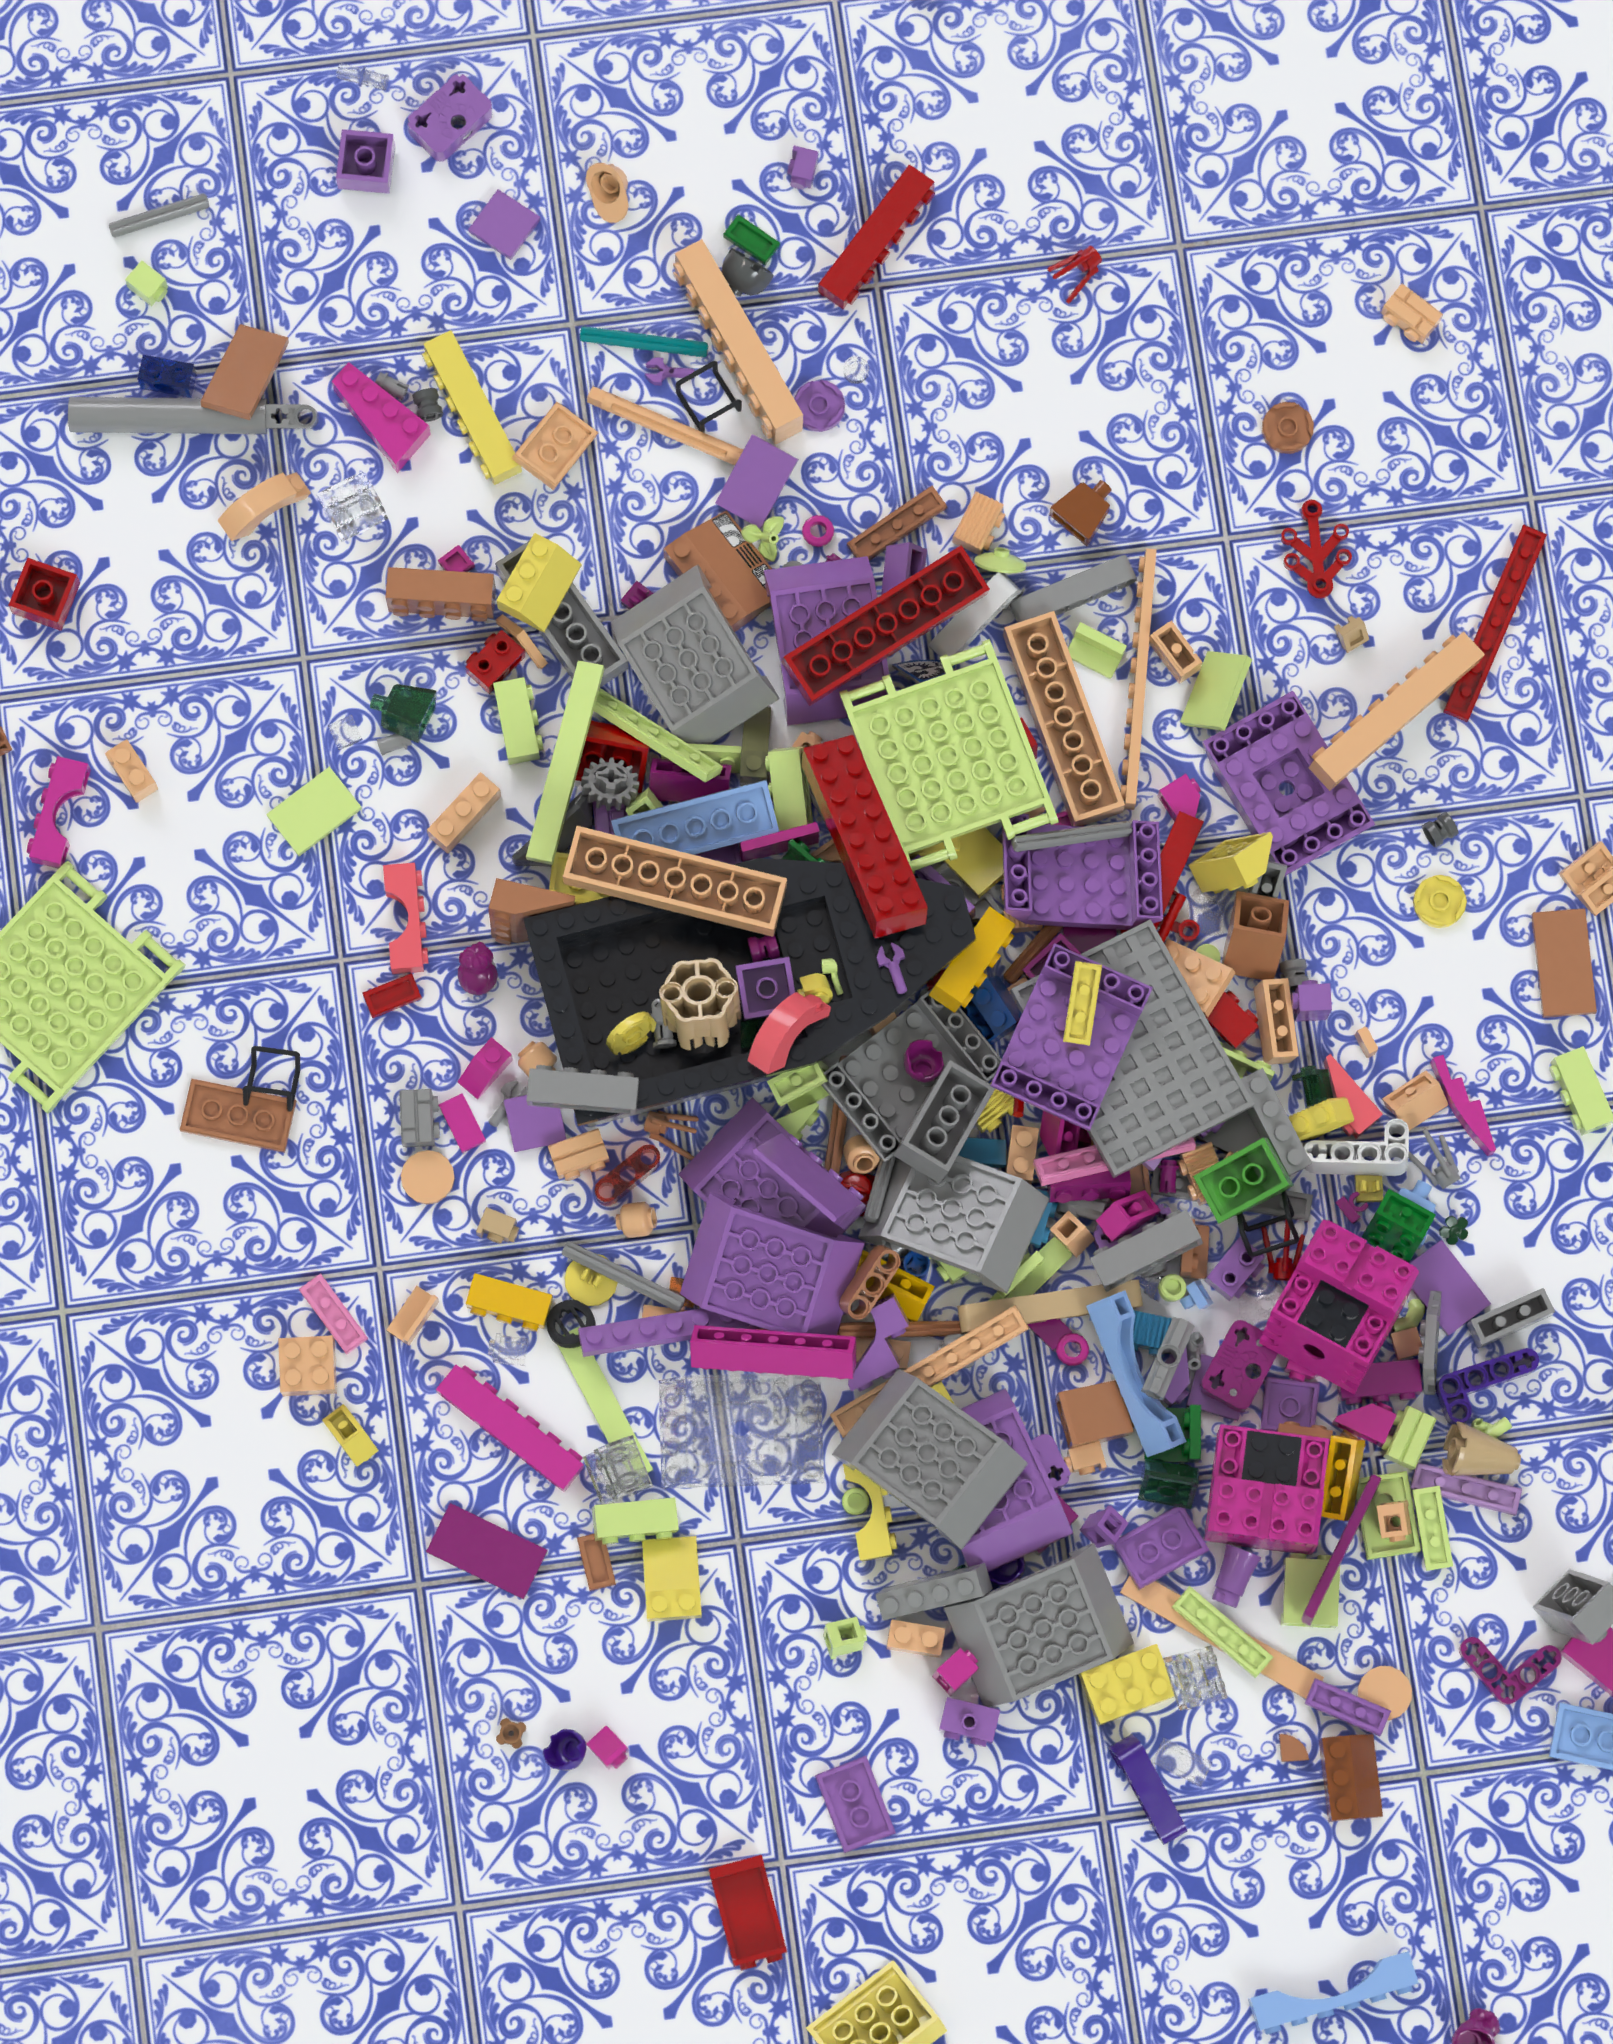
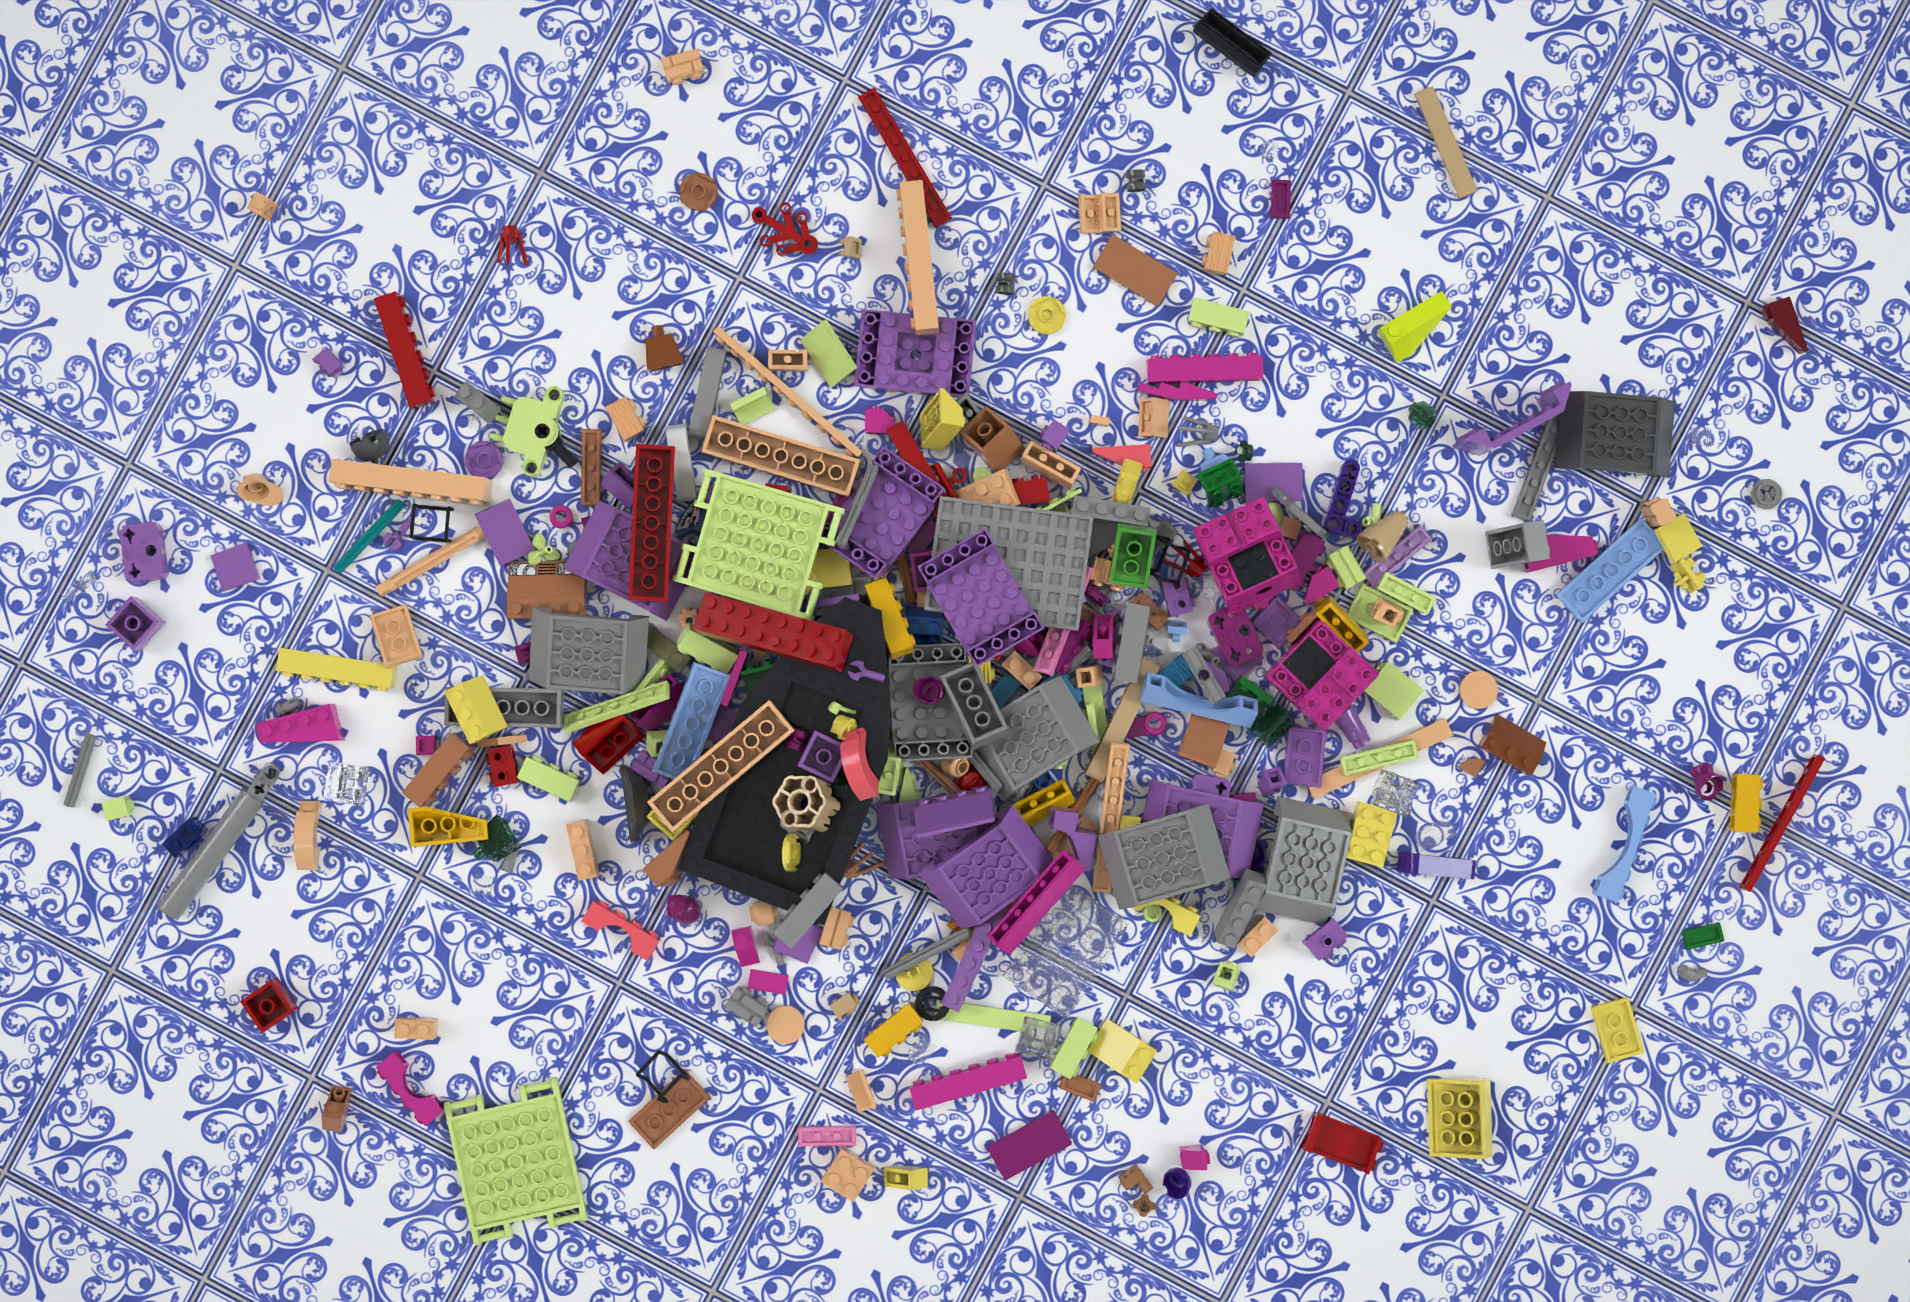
camera: 50 degrees left, 10 degrees up
(244, 372) = (216, 789): nougat tile -> none
(314, 811) = (517, 936): yellowish green tile -> none
(378, 641) = (439, 826): none -> yellow wedge
(392, 995) = (662, 968): red tile -> none
(427, 404) = (318, 694): dark grey wheel -> none
(537, 1698) = (1135, 1176): none -> medium nougat piece
(565, 762) = (597, 772): yellowish green tile -> none
(610, 784) = (630, 744): light grey gear -> none
(632, 1163) = (868, 917): clear red beam -> none
(636, 1219) = (898, 921): light nougat head -> none
(751, 239) = (351, 425): green tile -> none
(855, 1804) = (1324, 1037): medium lavender tile -> none
(857, 1287) = (1044, 822): nougat beam -> none
(878, 352) = (477, 402): none -> light grey brick
(884, 424) = (524, 432): none -> yellowish green piece
(956, 1671) = (1294, 927): dark pink slope -> none
(1000, 561) = (659, 424): yellowish green dish -> none
(1082, 1003) = (965, 576): light yellow tile -> none
(1172, 1287) = (1162, 641): yellowish green tile -> none
(1294, 971) = (1029, 432): light grey wheel -> none
(1315, 1084) = (1104, 469): clear green bracket -> none
(1340, 1549) = (1407, 700): magenta tile -> none
(1347, 1707) = (1472, 717): medium lavender tile -> none
(1349, 1208) = (1189, 504): magenta tile -> none
(1357, 1150) = (1160, 476): white beam -> none
(1510, 1318) = (1320, 458): light grey brick -> none
(1512, 1117) = (1204, 369): none -> dark pink brick
(1514, 1678) = (1522, 609): magenta beam -> none

